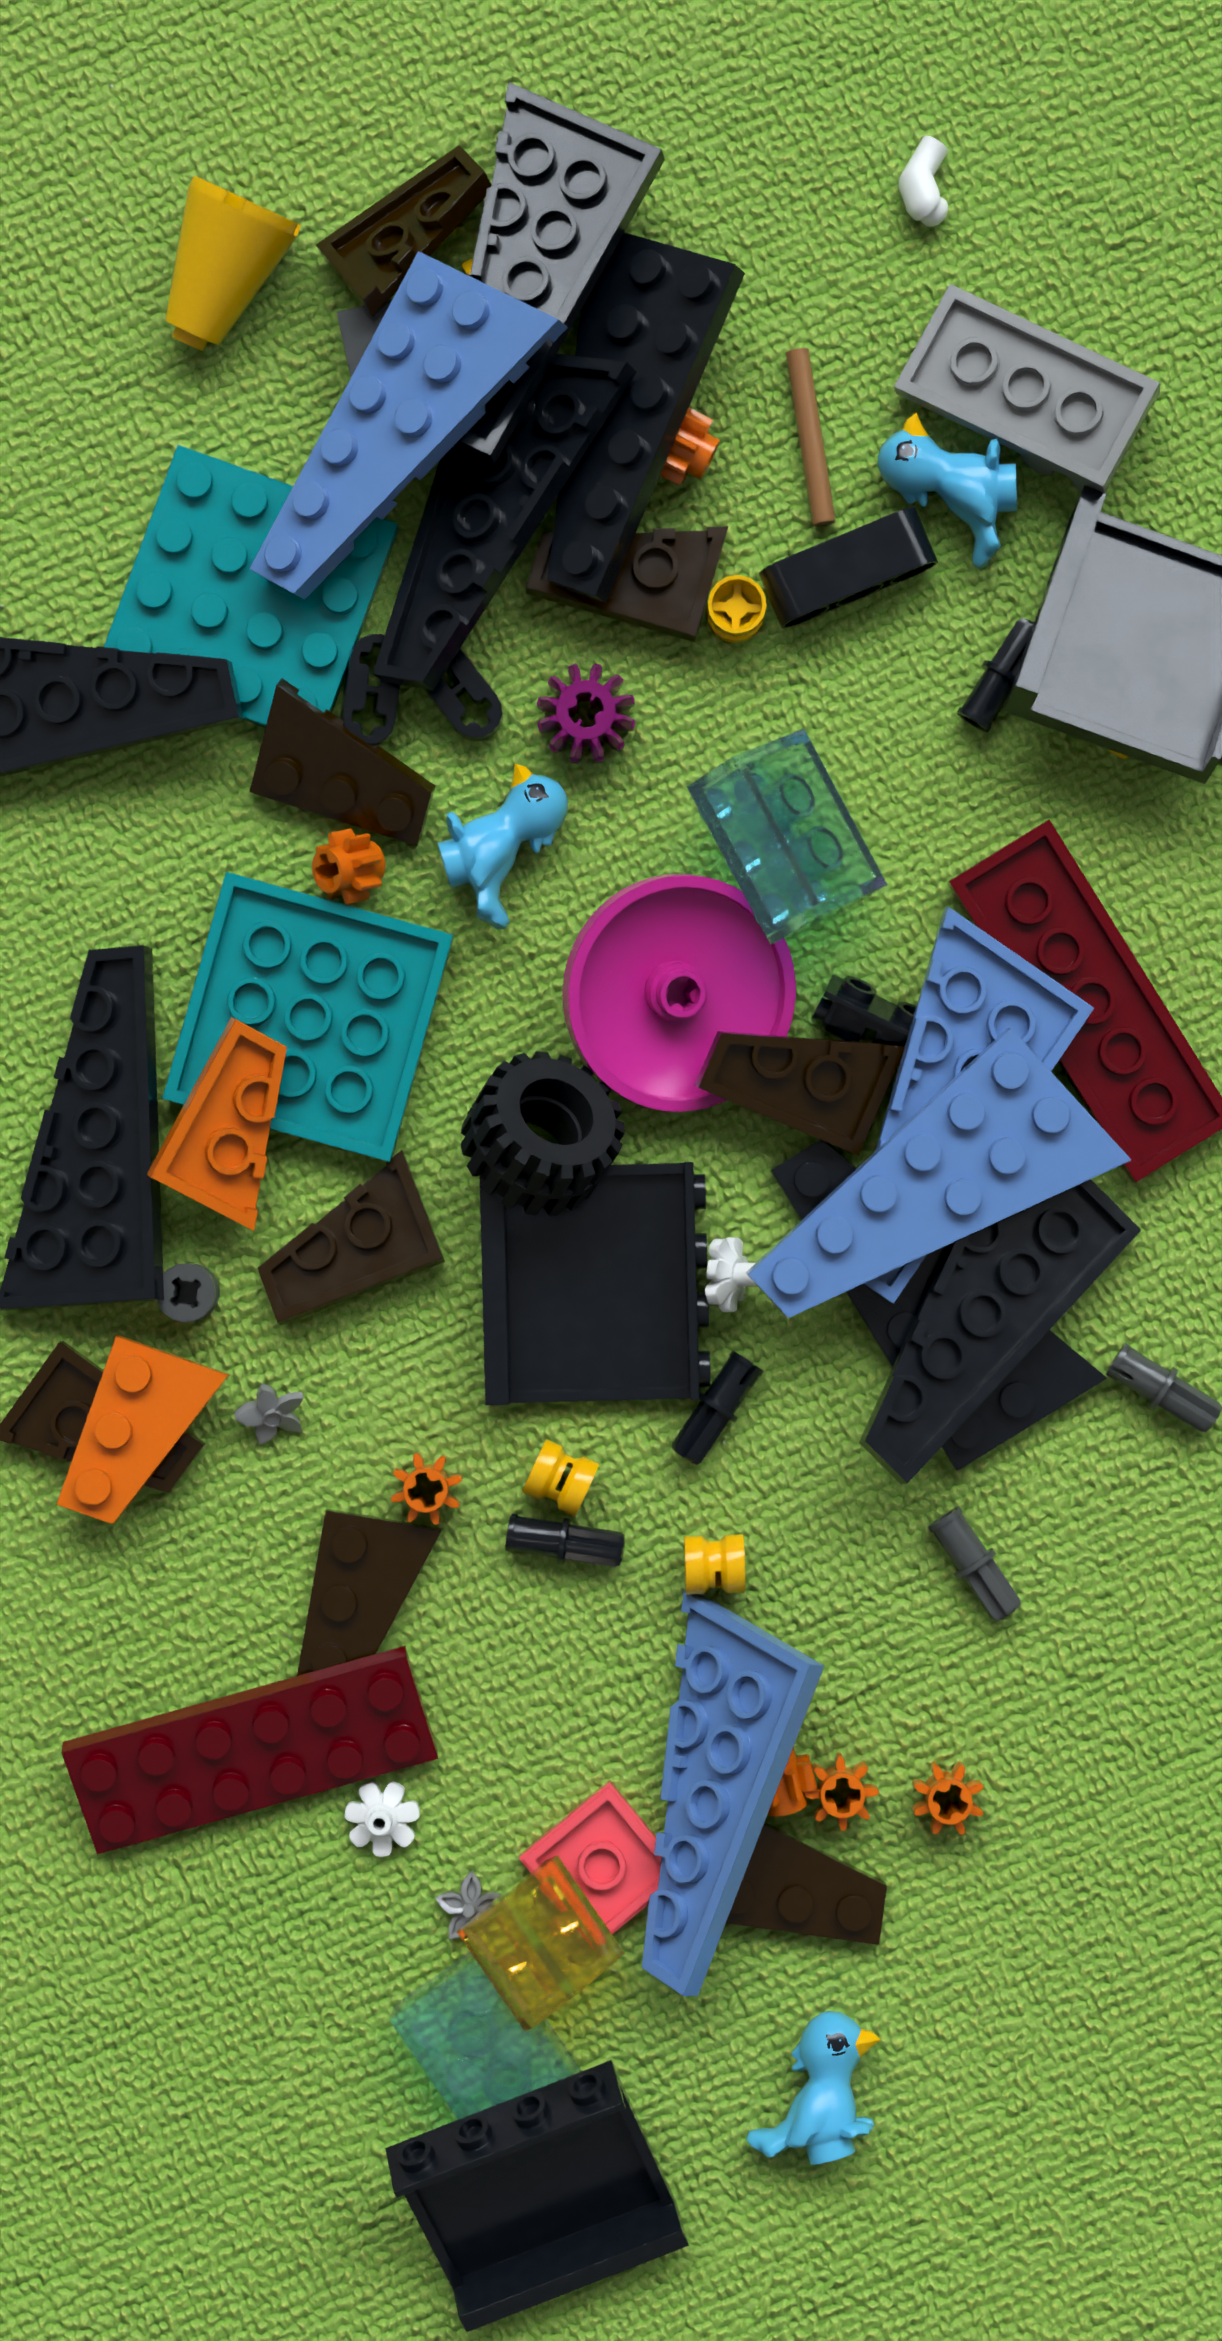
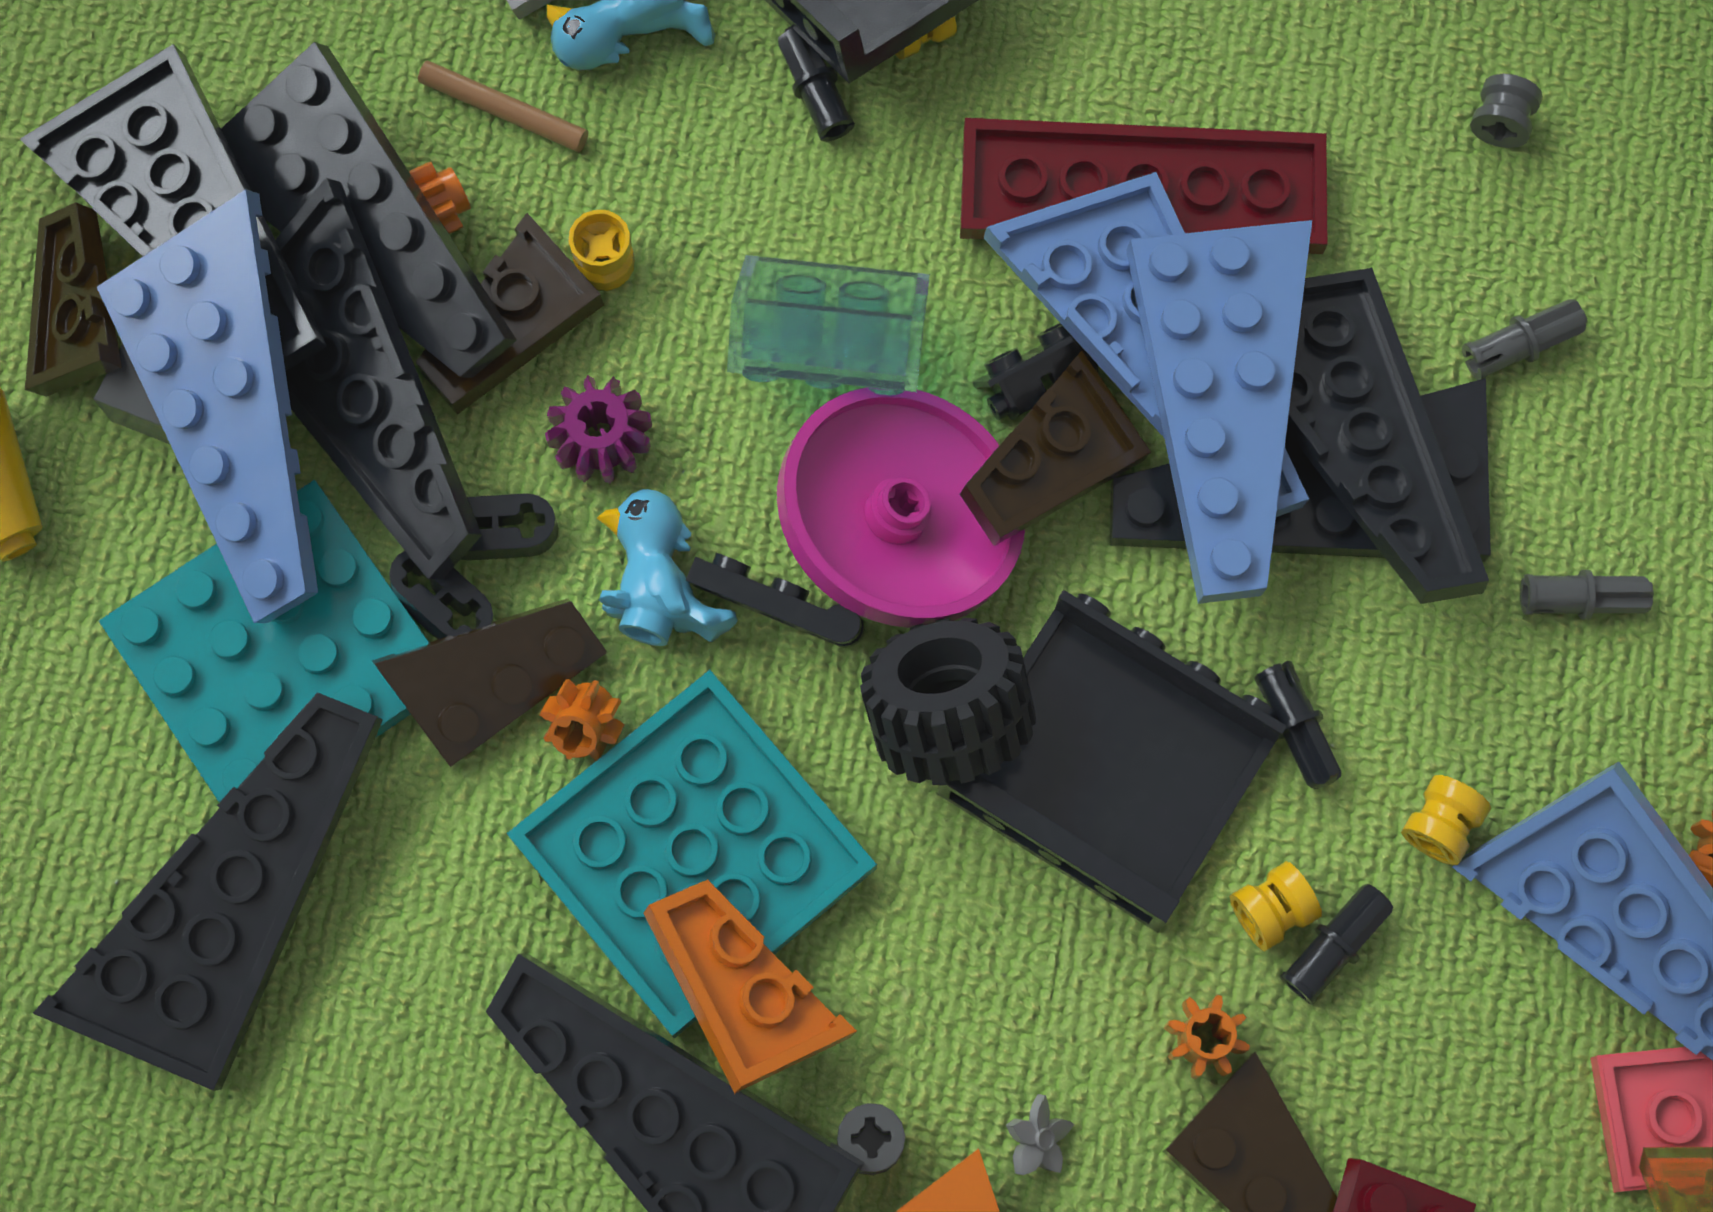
camera: 65 degrees left, 15 degrees down
(355, 1248) = (935, 950): dark brown wing -> none
(540, 949) = (780, 601): none -> black plate
(728, 1274) = (1185, 628): white plant -> none
(848, 567) = (635, 139): black beam -> none

